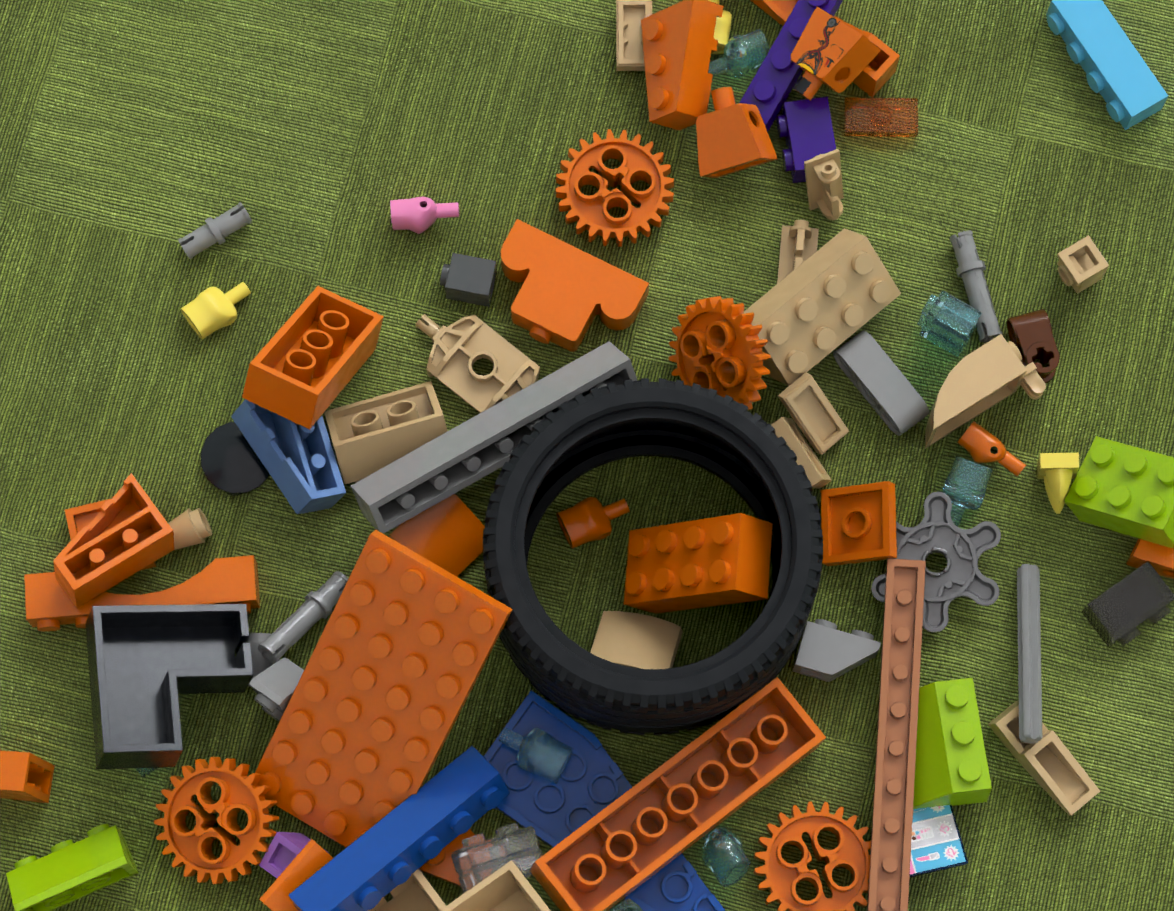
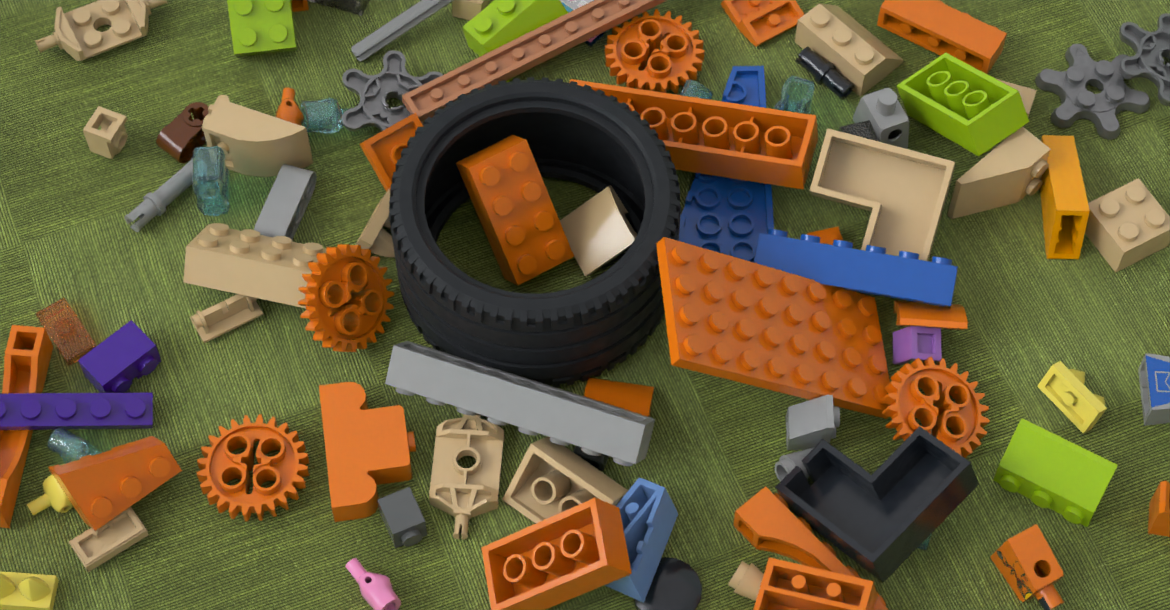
camera: 125 degrees left, 15 degrees down
(316, 606) = (753, 449): light grey pin -> none
(483, 857) = (811, 215): clear brick -> none
(538, 752) = (719, 234): clear light blue piece -> none
(731, 137) = (157, 400): orange torso -> none
(813, 413) = (341, 228): tan tile -> none
(825, 184) = (154, 316): tan hinge -> none
(830, 54) = (44, 366): orange torso -> none
(1057, 472) = (278, 60): light yellow tile -> none

